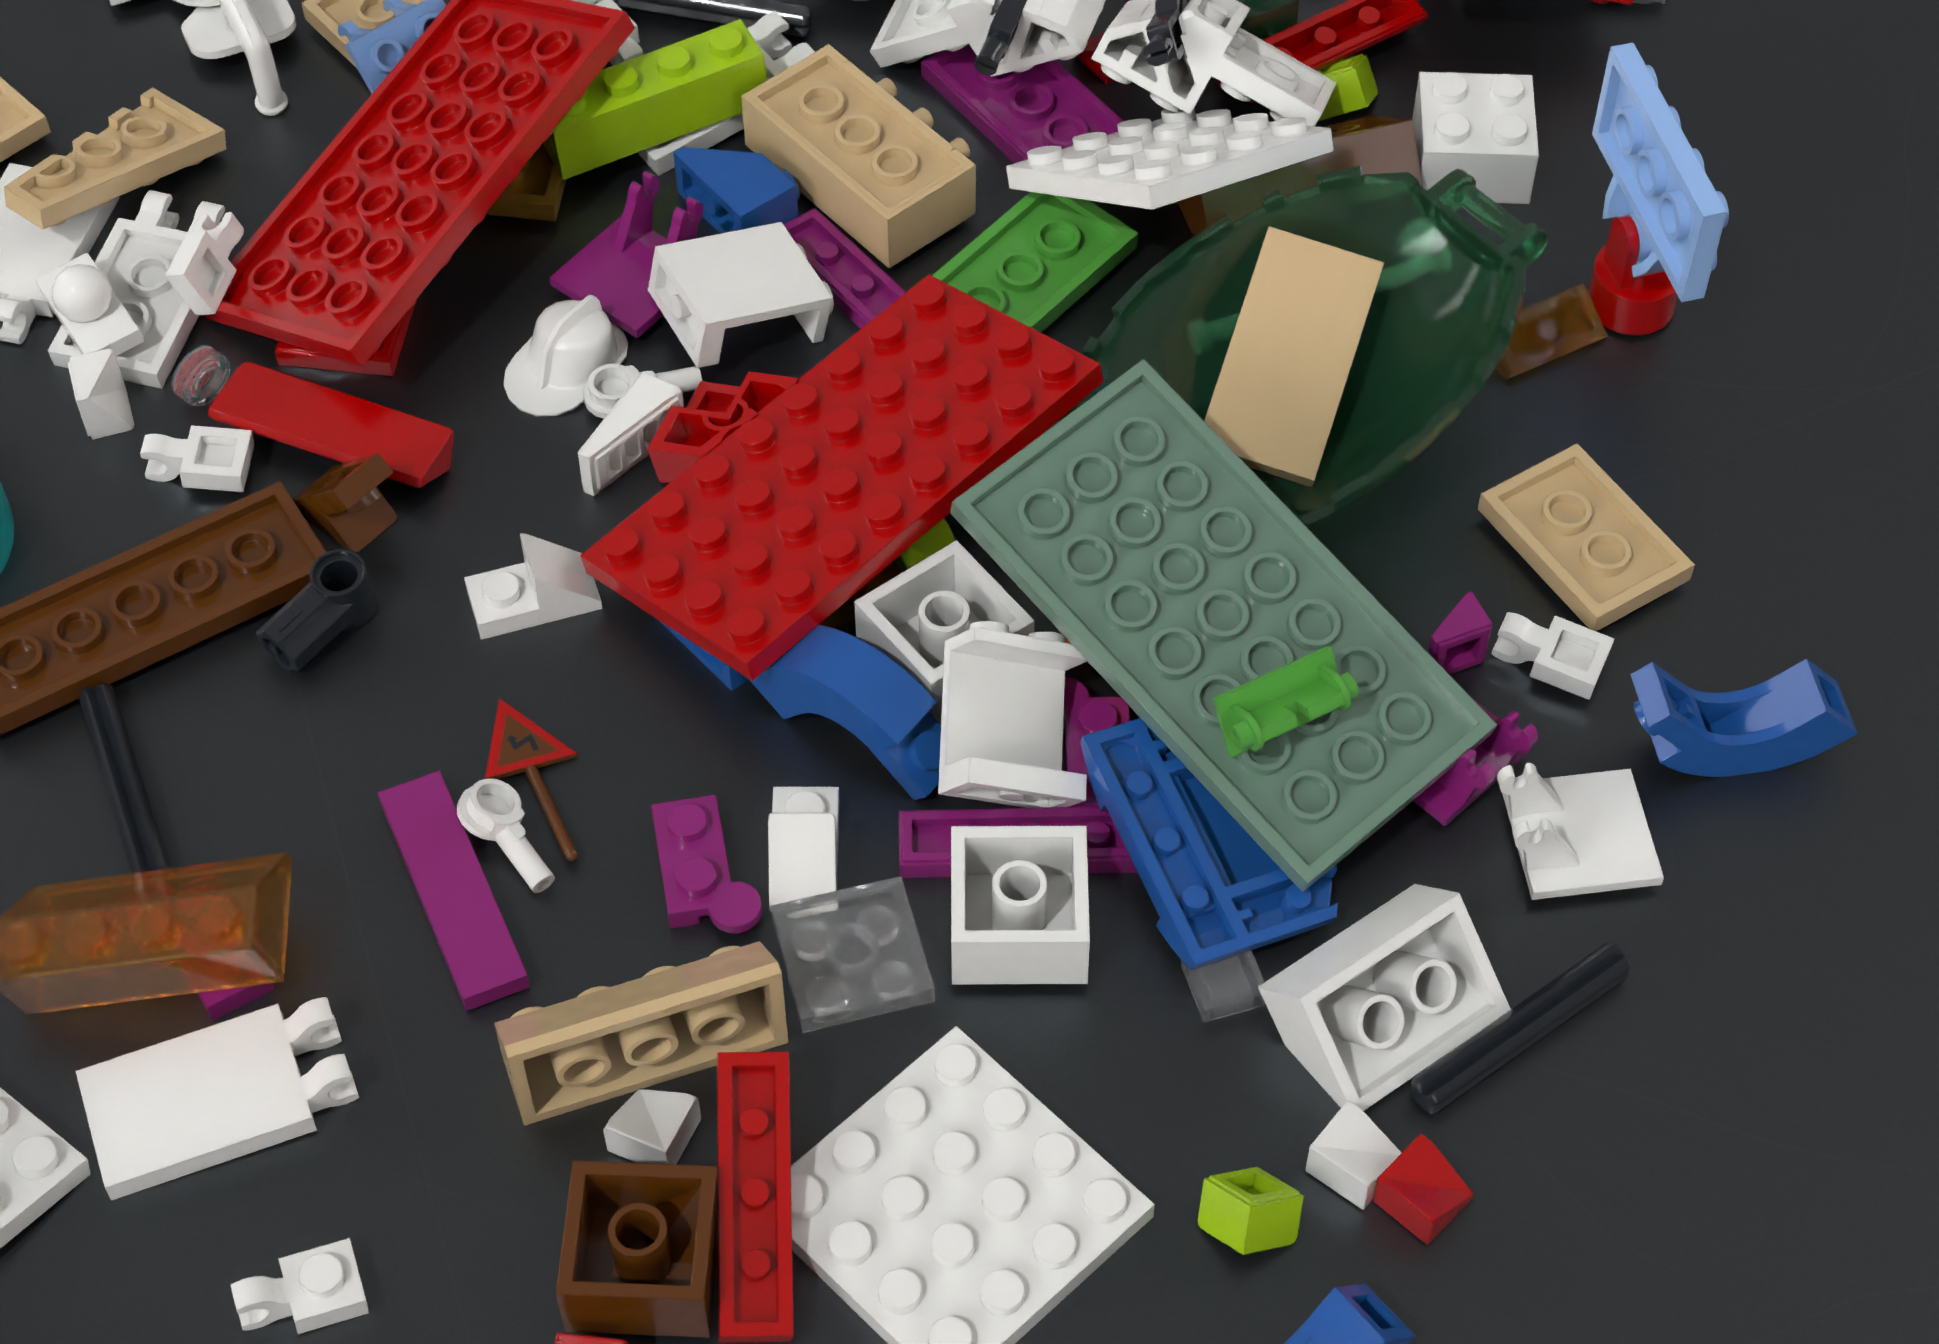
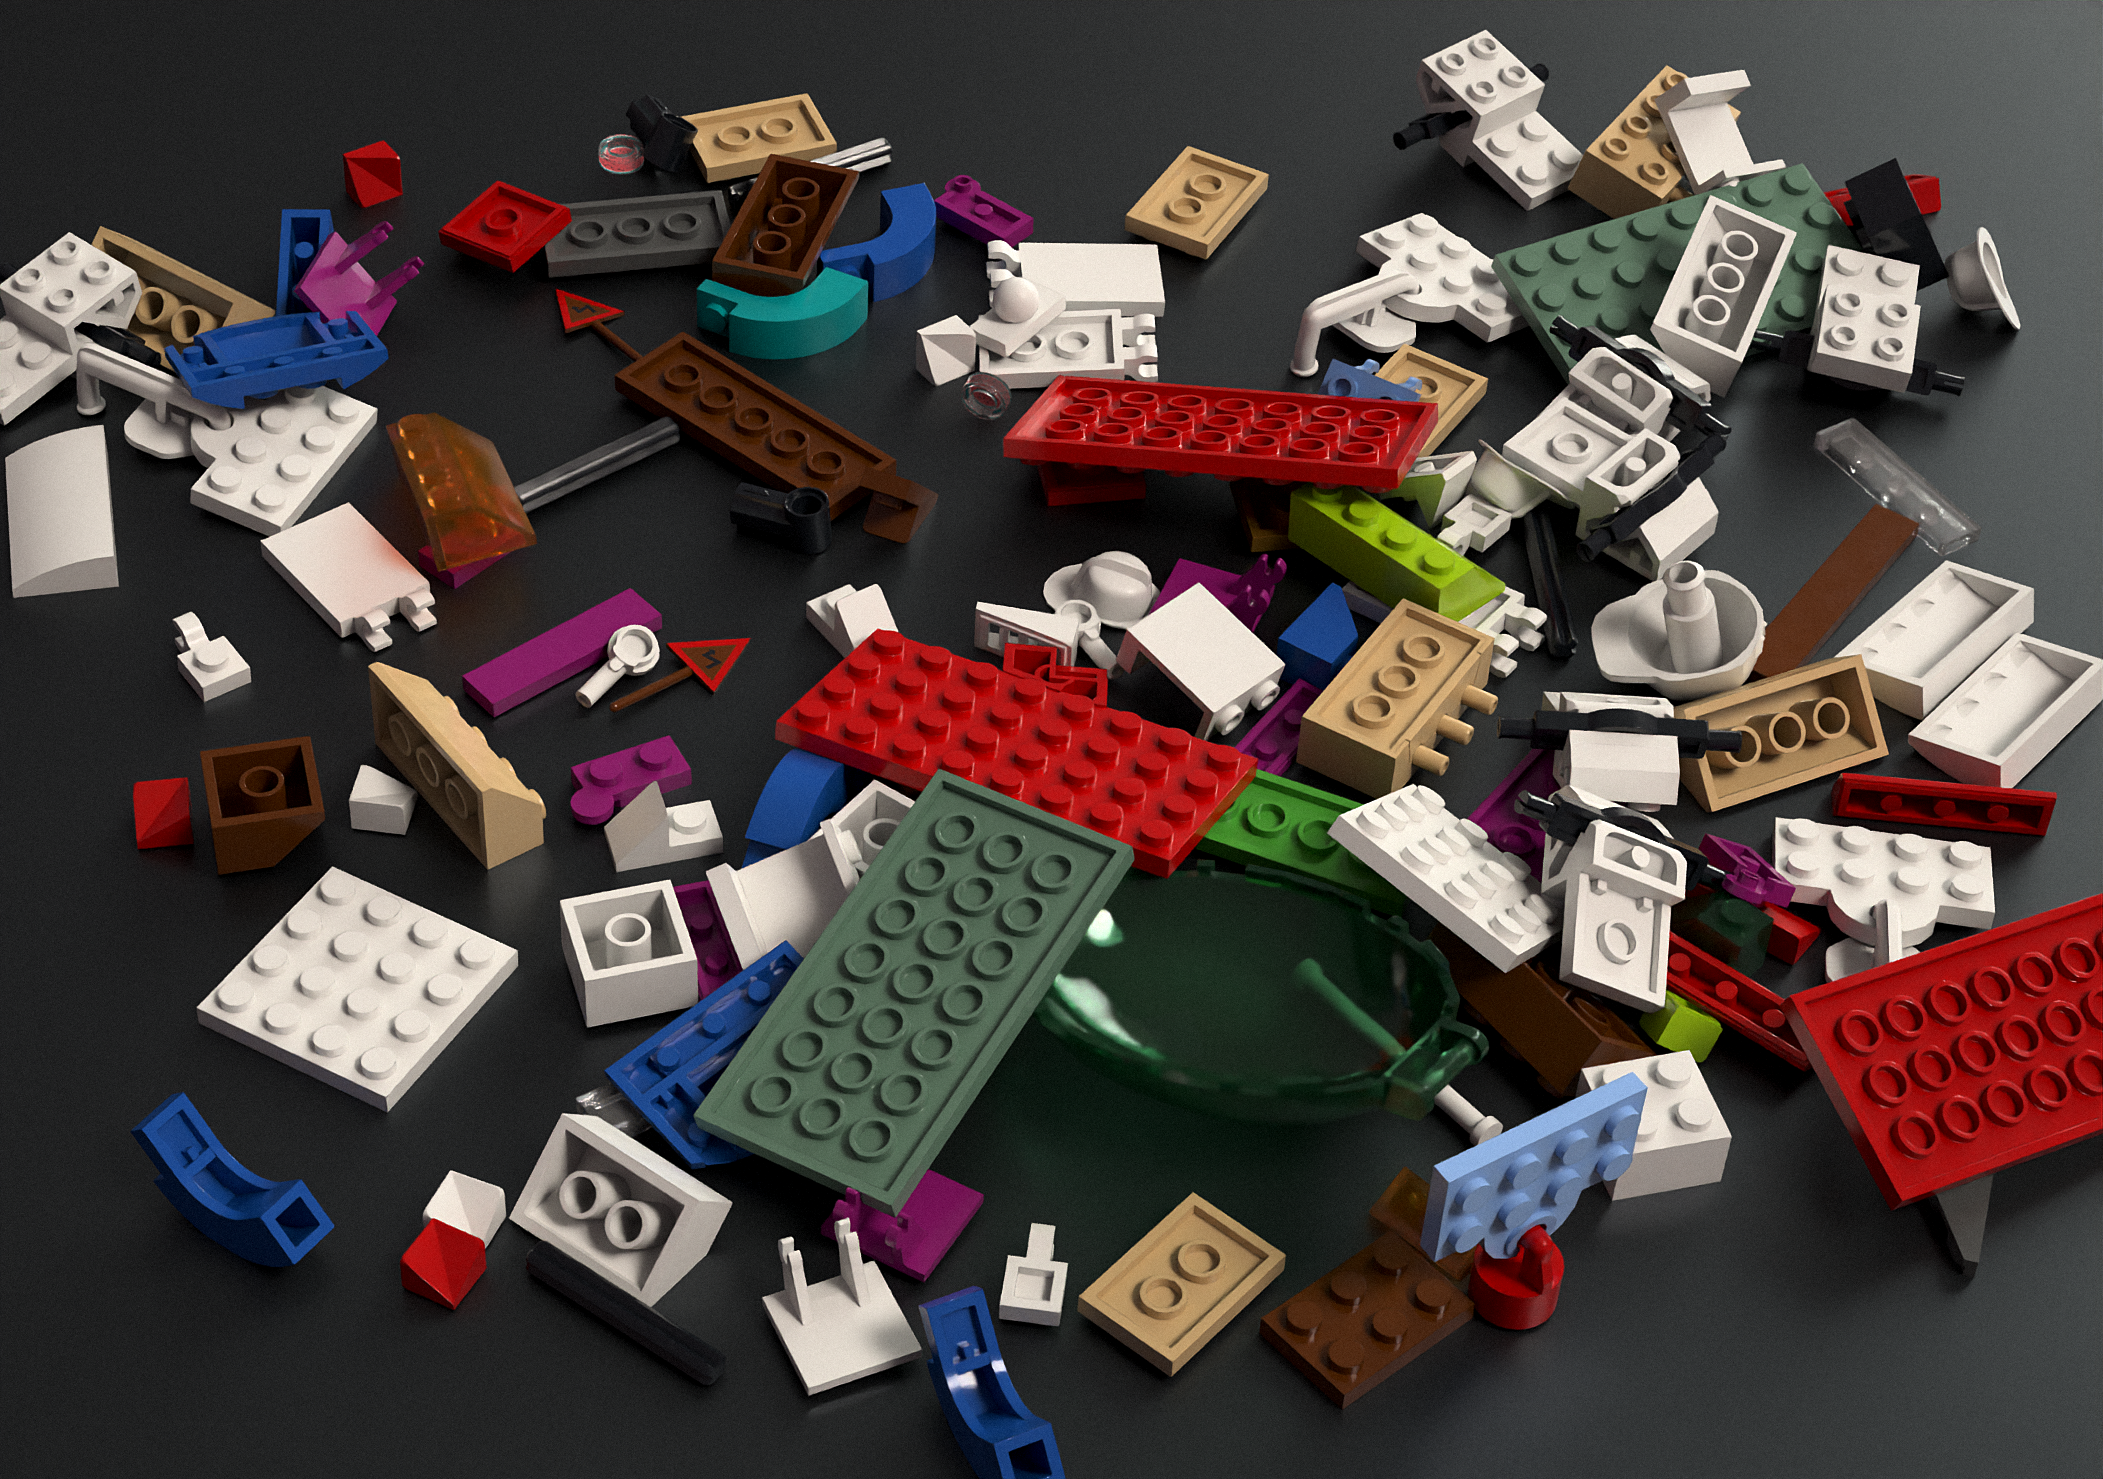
camera: 70 degrees right, 10 degrees down
(128, 154) = (1171, 288): tan wing -> none
(202, 265) = (1074, 356): white plate -> none
(206, 460) = (909, 423): white plate -> none
(333, 423) = (965, 478): red slope -> none
(754, 1198) = (320, 852): red plate -> none
(852, 954) = (559, 867): clear plate -> none
(1250, 1210) = (397, 1159): lime slope -> none
(1283, 701) = (831, 1029): bright green hinge -> none
(1292, 354) = (1263, 1001): tan tile -> none
(1462, 636) = (1020, 1200): magenta slope -> none
(1646, 414) = (1366, 1319): none -> reddish brown plate

